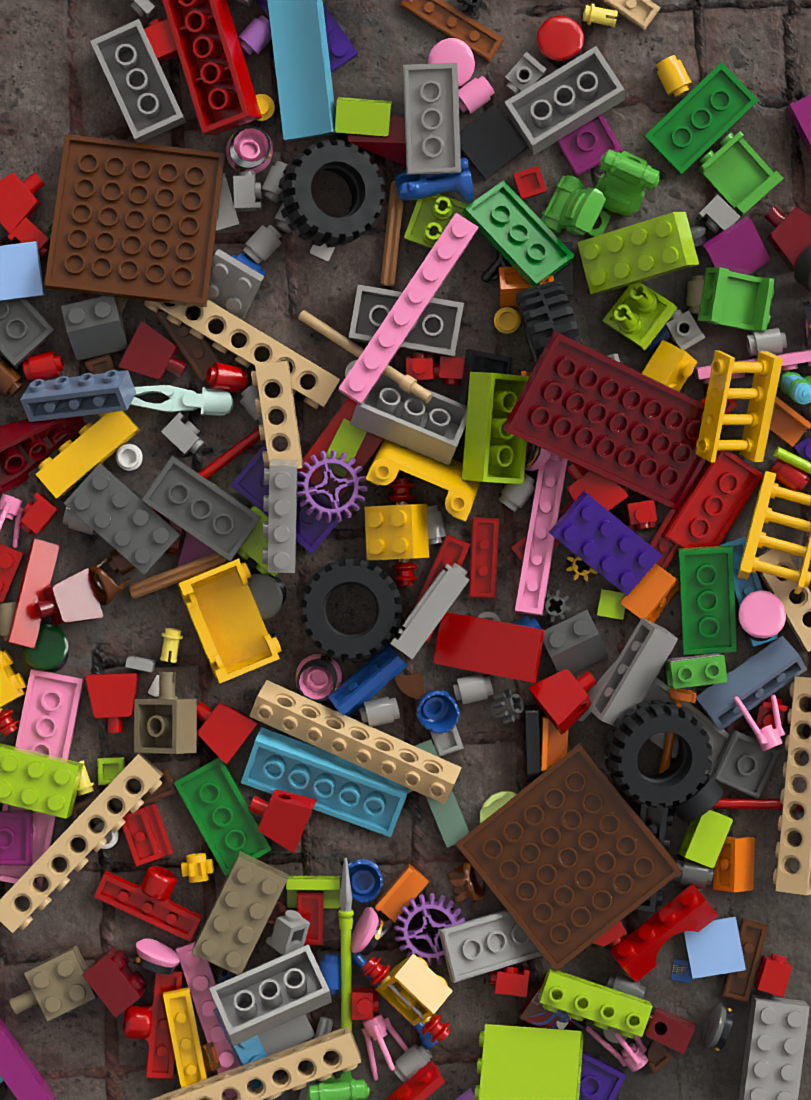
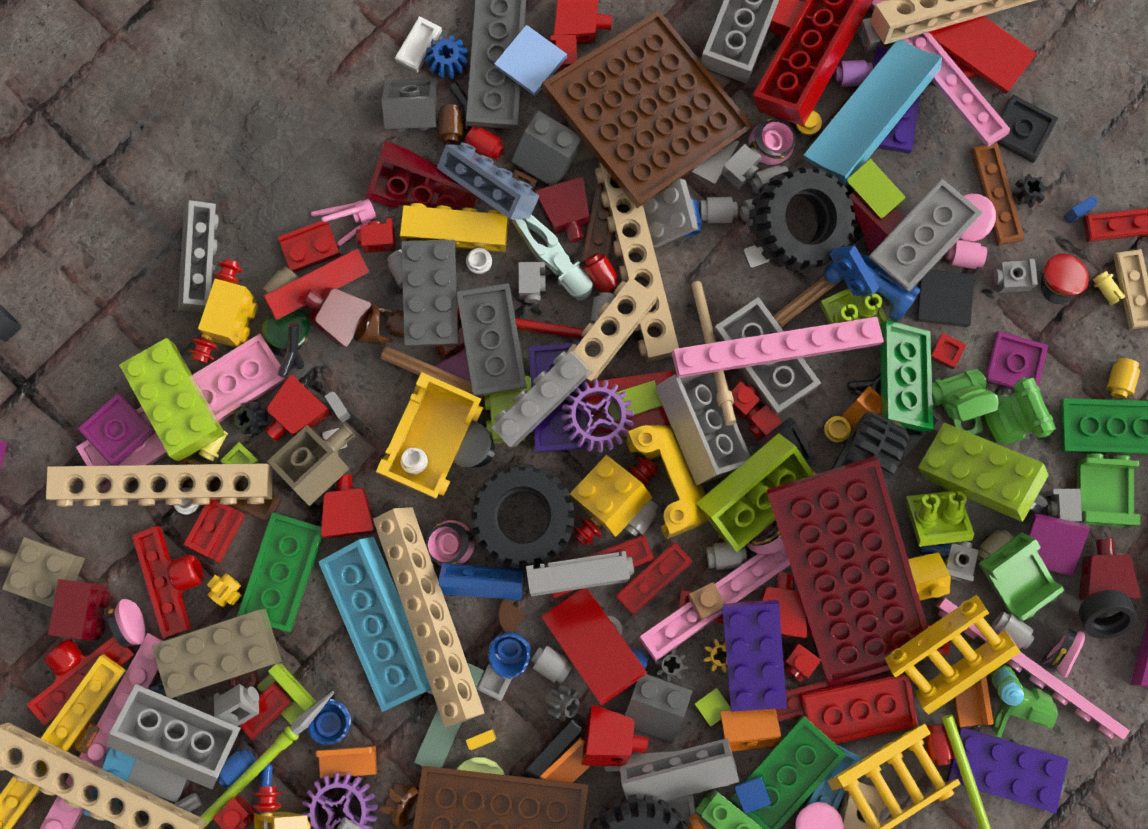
camera: 40 degrees right, 10 degrees down
(72, 662) = (292, 354): none -> black piece
(89, 734) = (251, 418): none -> black gear
(170, 643) = (373, 414): light yellow pin -> none
(235, 647) = (414, 460): none -> white plate
(283, 817) = (321, 617): red torso -> none
(368, 932) = (293, 765): bright pink piece -> none
(379, 711) = (467, 612): light grey brick -> none
(401, 197) = (852, 268): none -> blue plate
(476, 786) = (481, 739): none -> yellow tile
(536, 539) = (706, 601): none -> medium nougat plate
(565, 100) = (1030, 318): light grey brick -> none
(696, 636) = (752, 794): none -> blue tile

